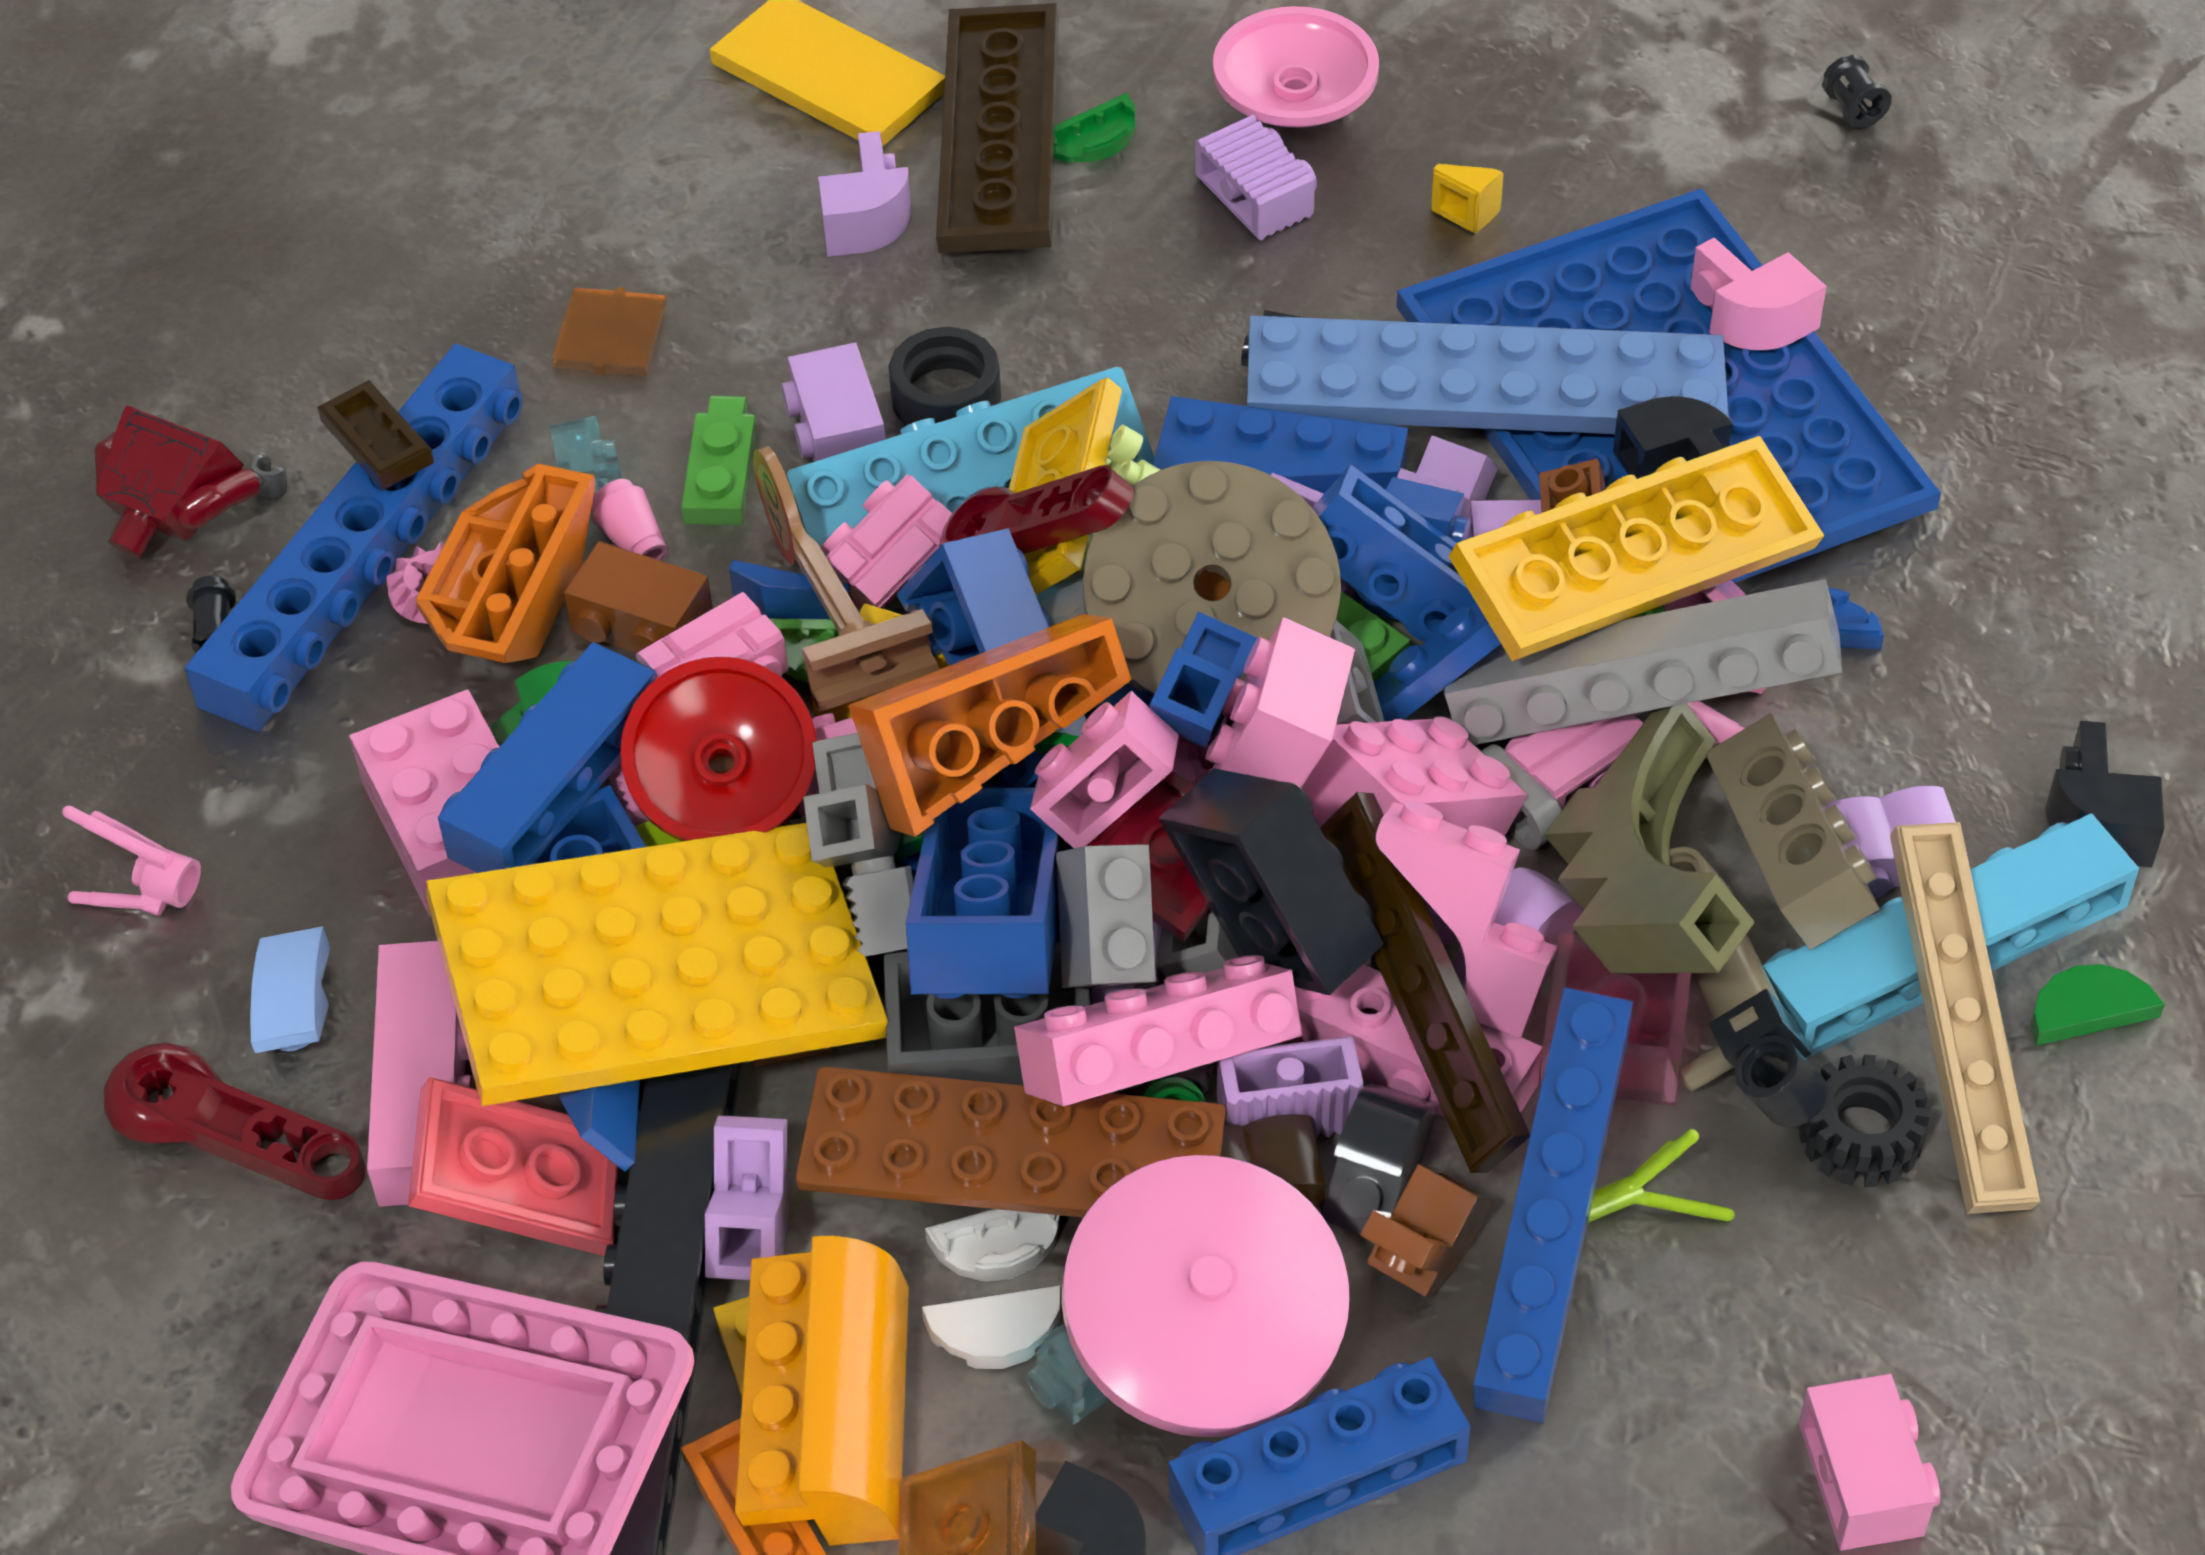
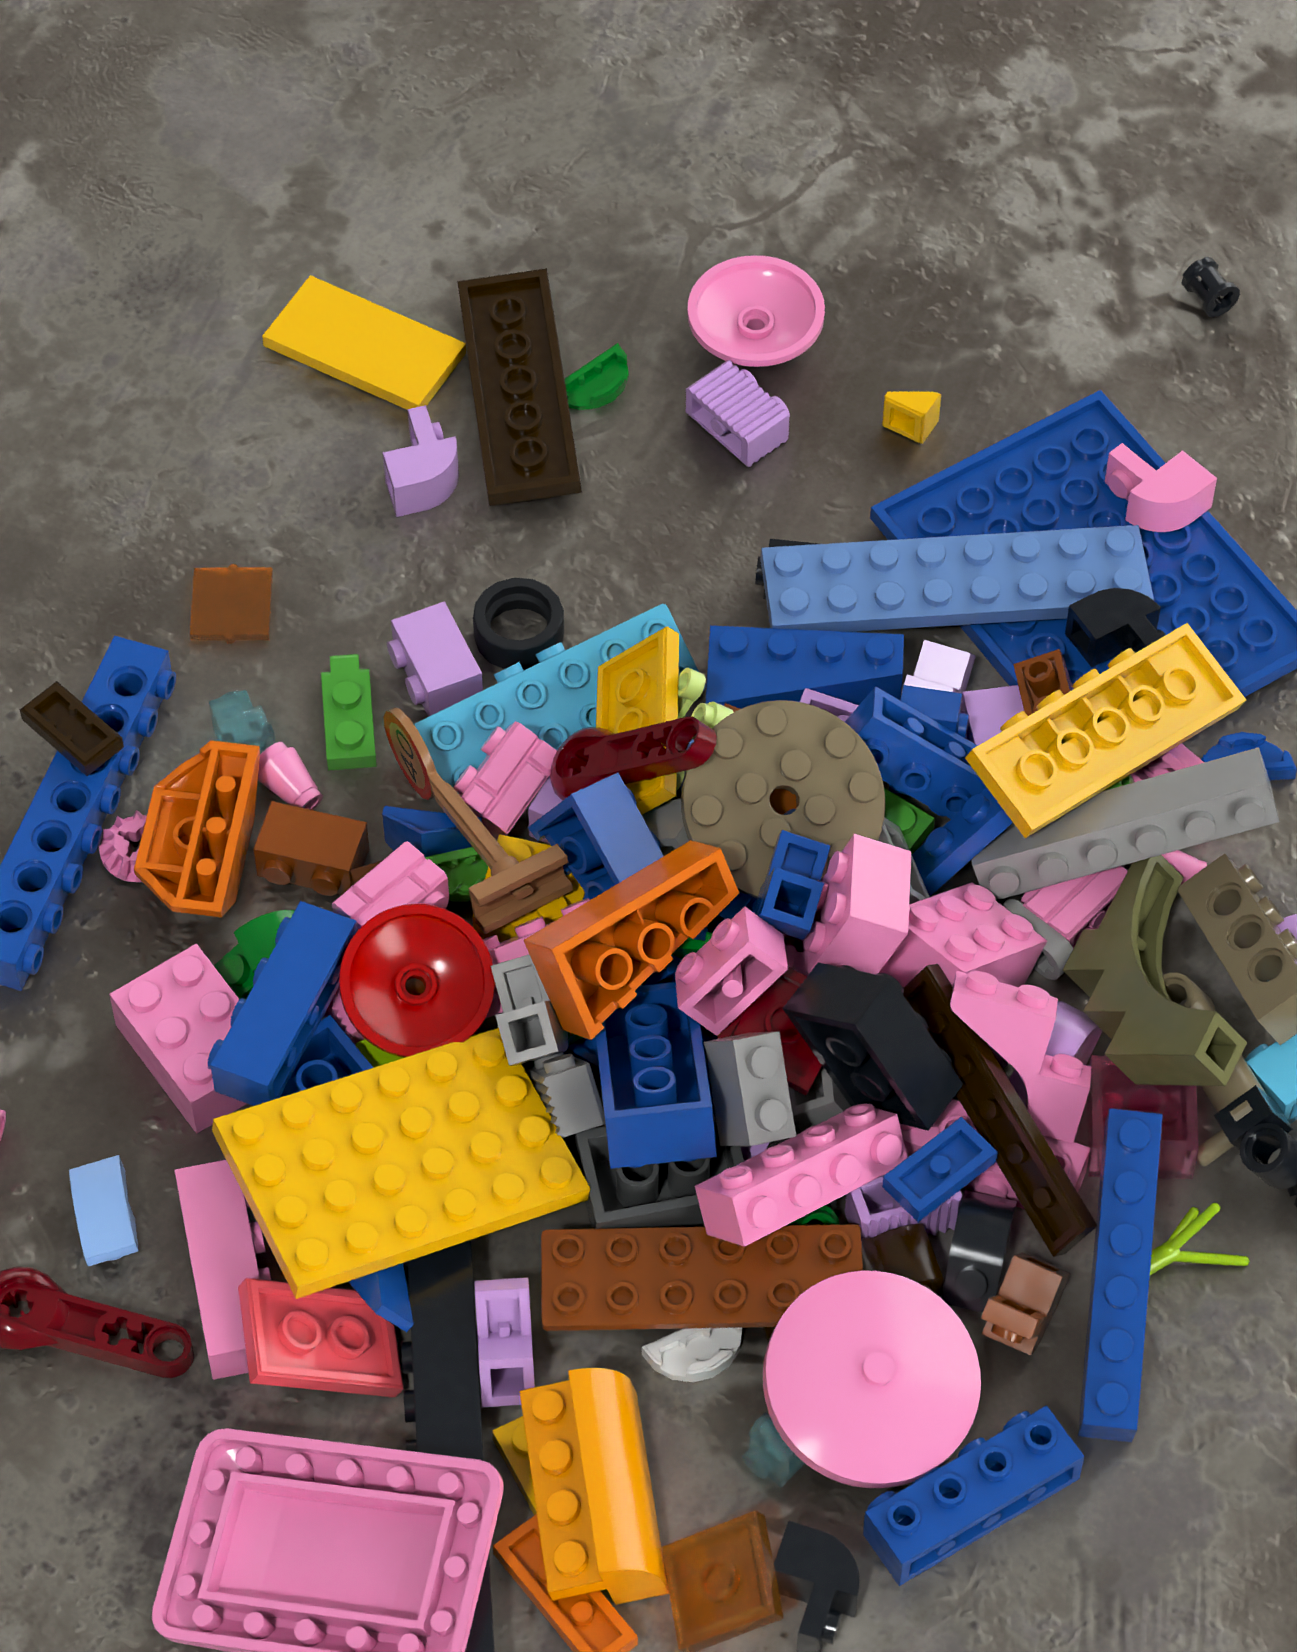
camera: 10 degrees left, 5 degrees up
(995, 1328) = (710, 1419): white tile -> none
(1336, 1044) = (939, 1169): none -> blue plate

